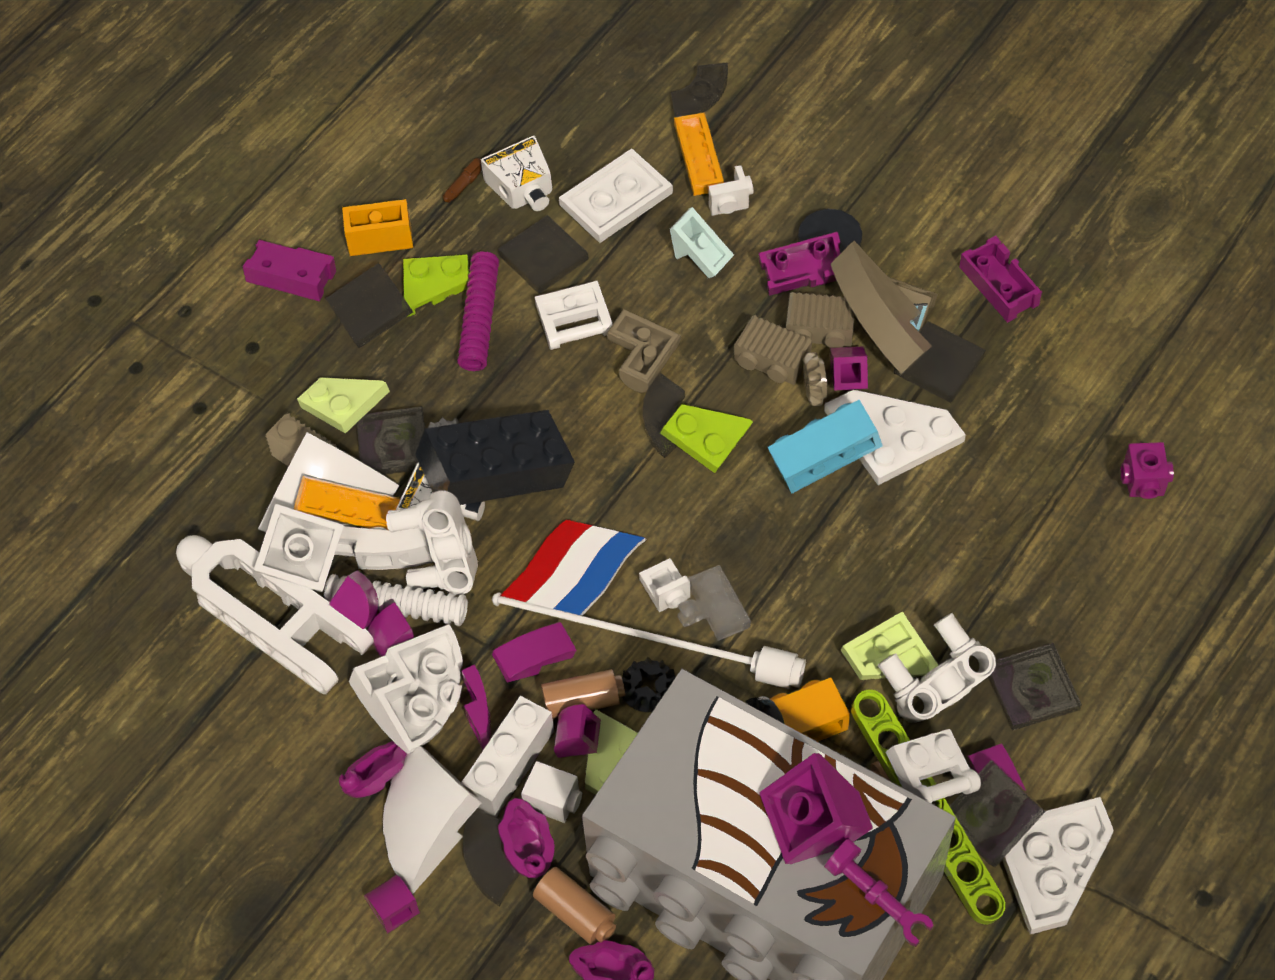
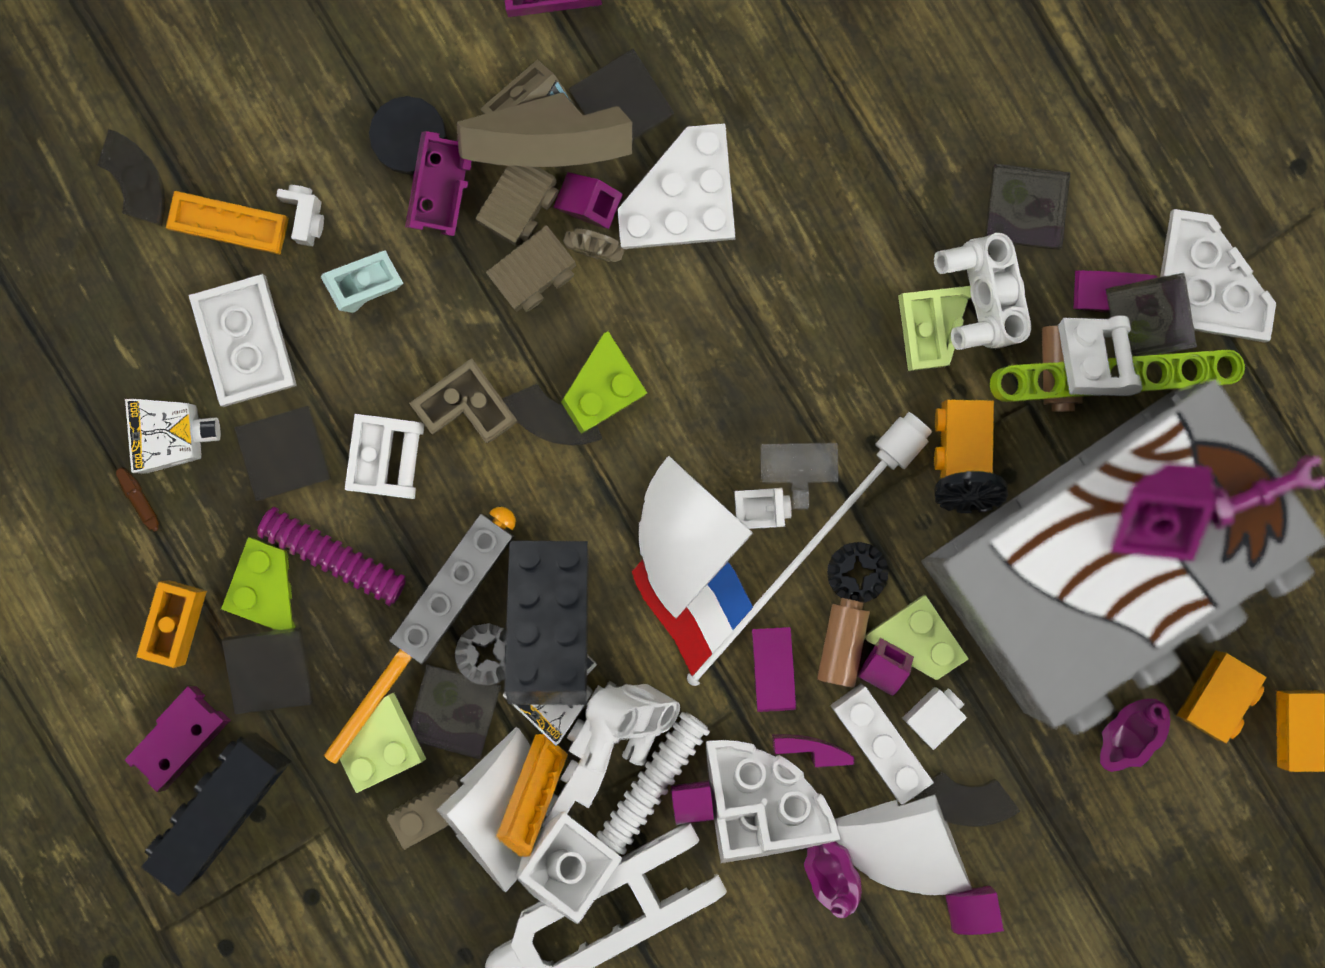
camera: 75 degrees left, 30 degrees up
(243, 306) = (215, 814): none -> black brick
(356, 600) = (651, 829): magenta brick -> none
(468, 390) = (435, 612): none -> light grey piece
(526, 839) = (974, 761): magenta arm -> none
(575, 906) = (1056, 746): medium nougat brick -> none
(613, 540) = (684, 536): none -> white brick
(825, 445) = (680, 275): medium azure brick -> none

